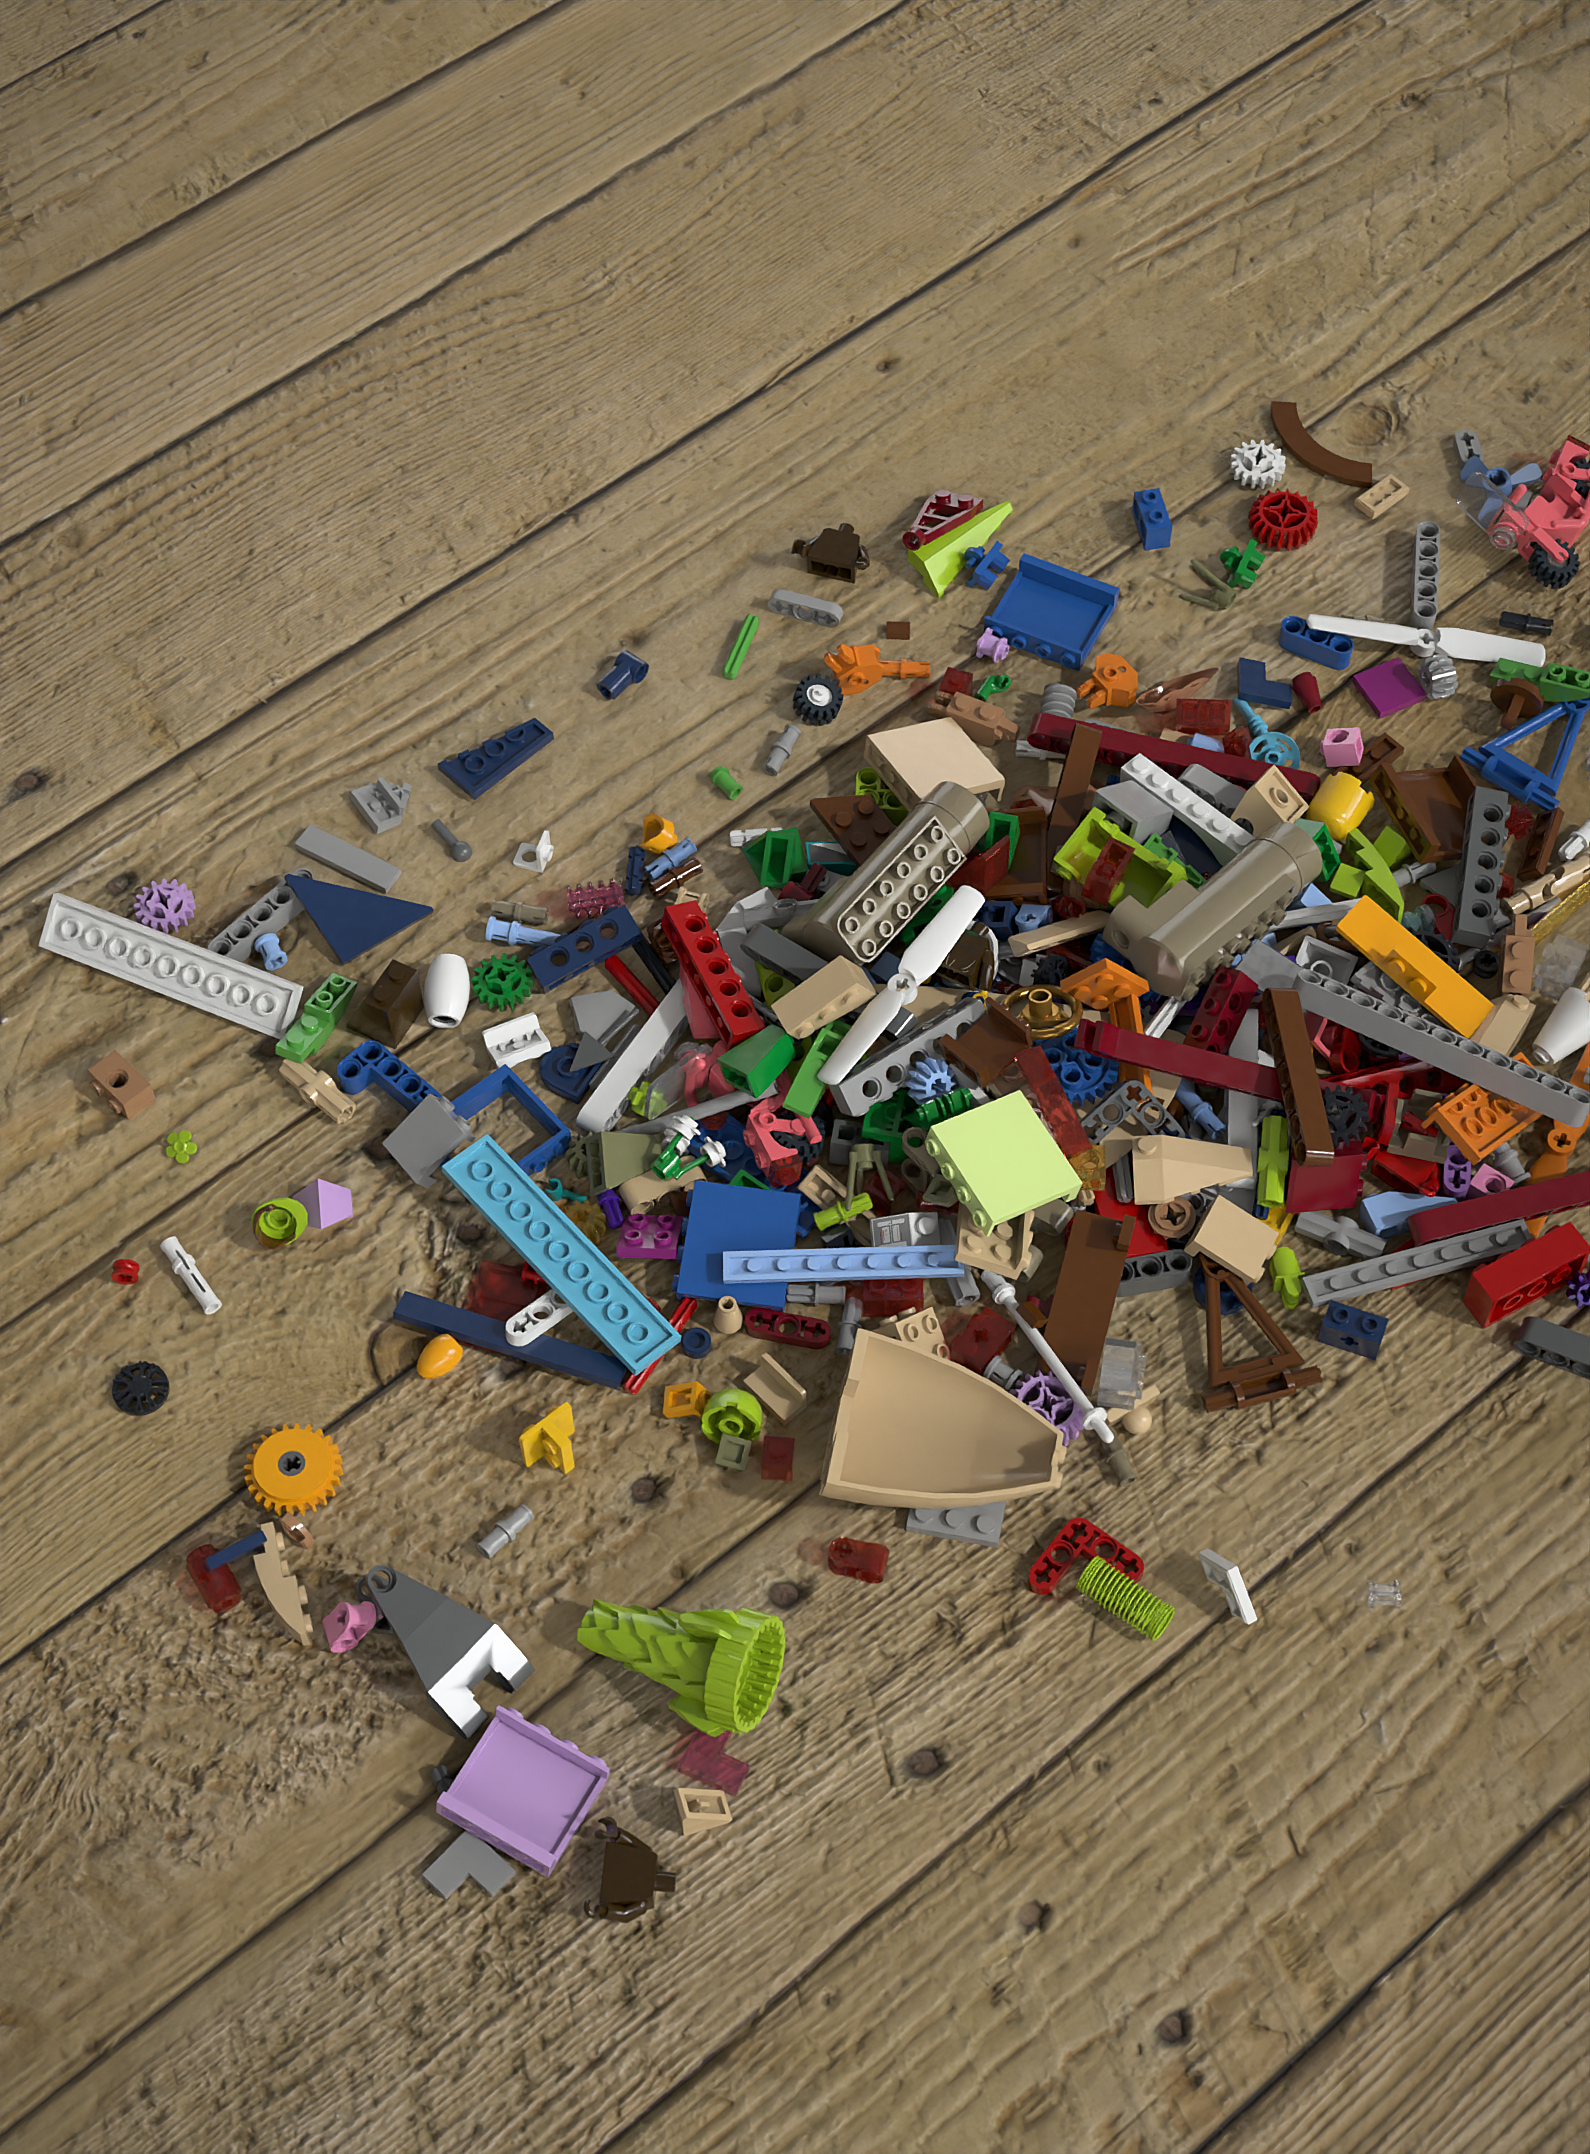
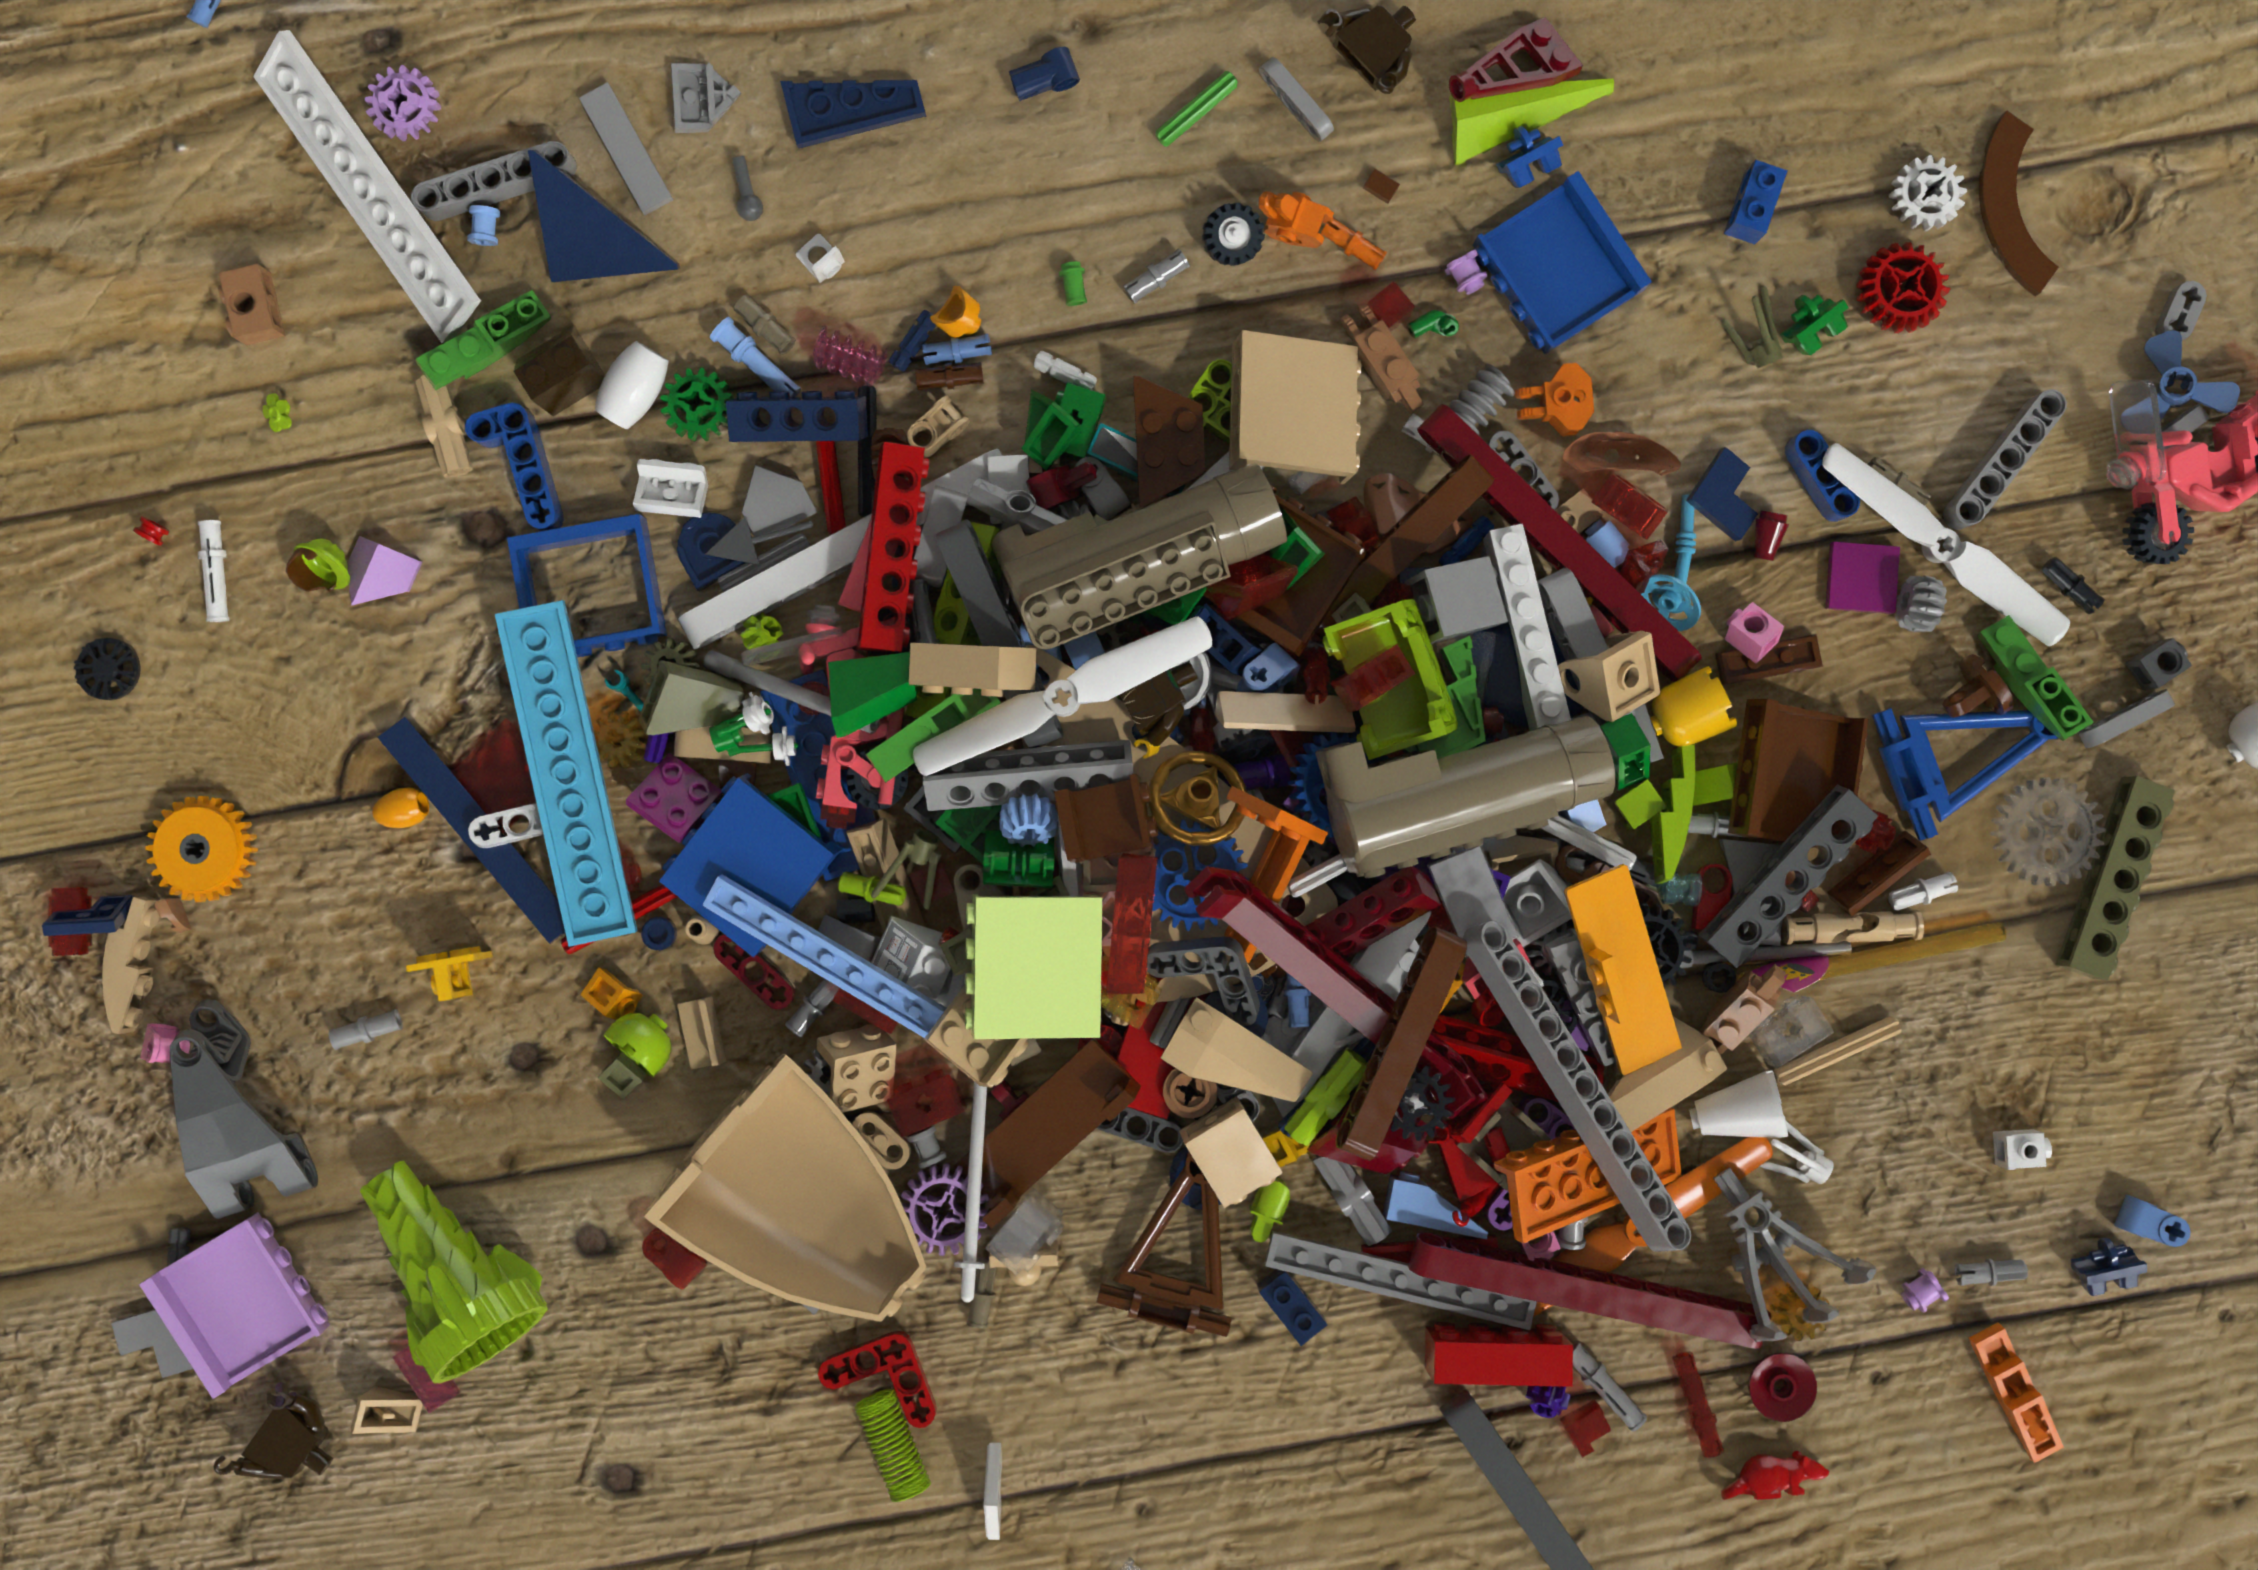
camera: 35 degrees right, 30 degrees up
(428, 1138) = (513, 560): light grey panel -> none
(778, 1458) = (658, 1109): clear red brick -> none
(1031, 1314) = (987, 1110): reddish brown piece -> none
(1381, 496) = (2037, 319): tan plate -> none

